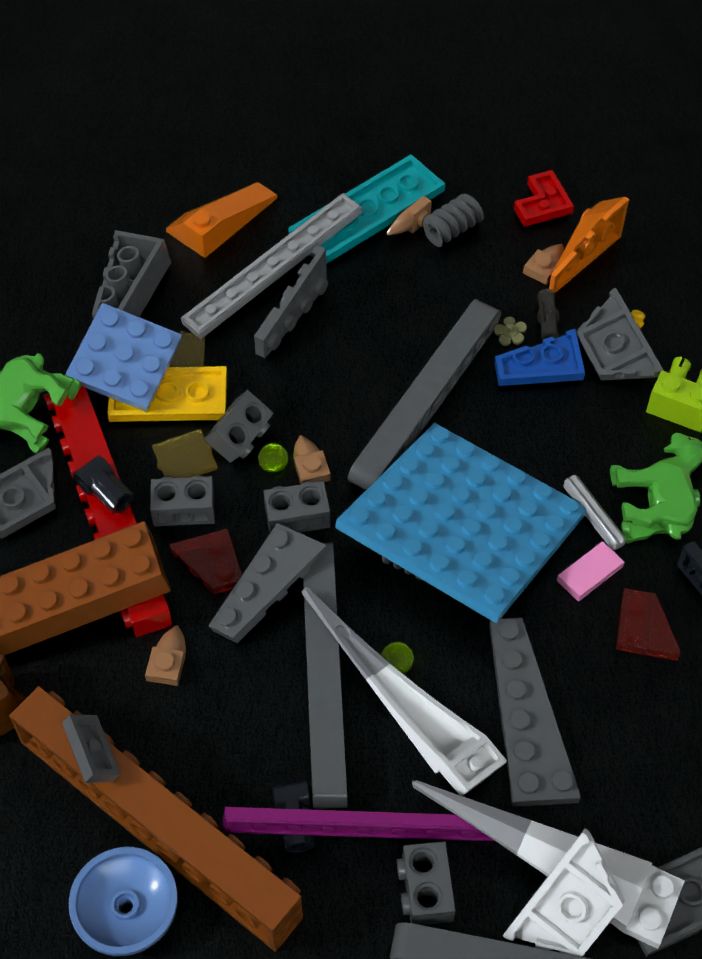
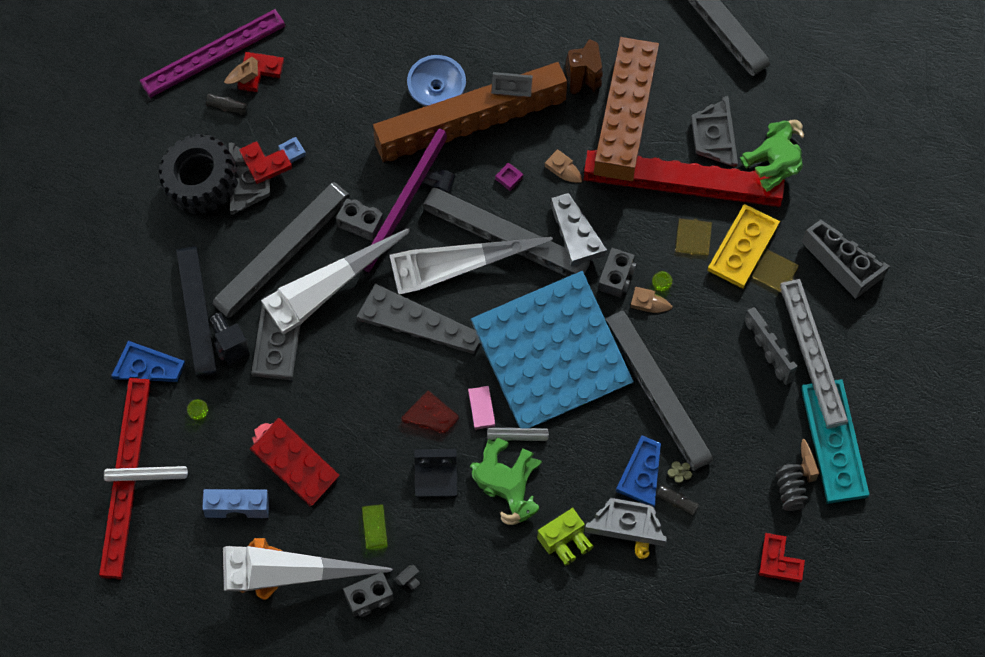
camera: 120 degrees right, 10 degrees up
(99, 479) = (688, 168): black piece -> none
(124, 357) = (775, 223): medium blue plate -> none
(182, 507) = (655, 215): dark grey brick -> none
(210, 559) = (611, 216): clear red wing -> none
(217, 221) = (880, 343): orange wedge -> none
(224, 719) = (509, 176): none -> magenta tile
(236, 423) = (694, 265): dark grey brick -> none
(399, 656) = (491, 276): clear neon green plate -> none
(543, 263) = (725, 531): medium nougat plate -> none
(570, 903) = (304, 267): white wing -> none
(593, 235) = (726, 566): orange wedge -> none

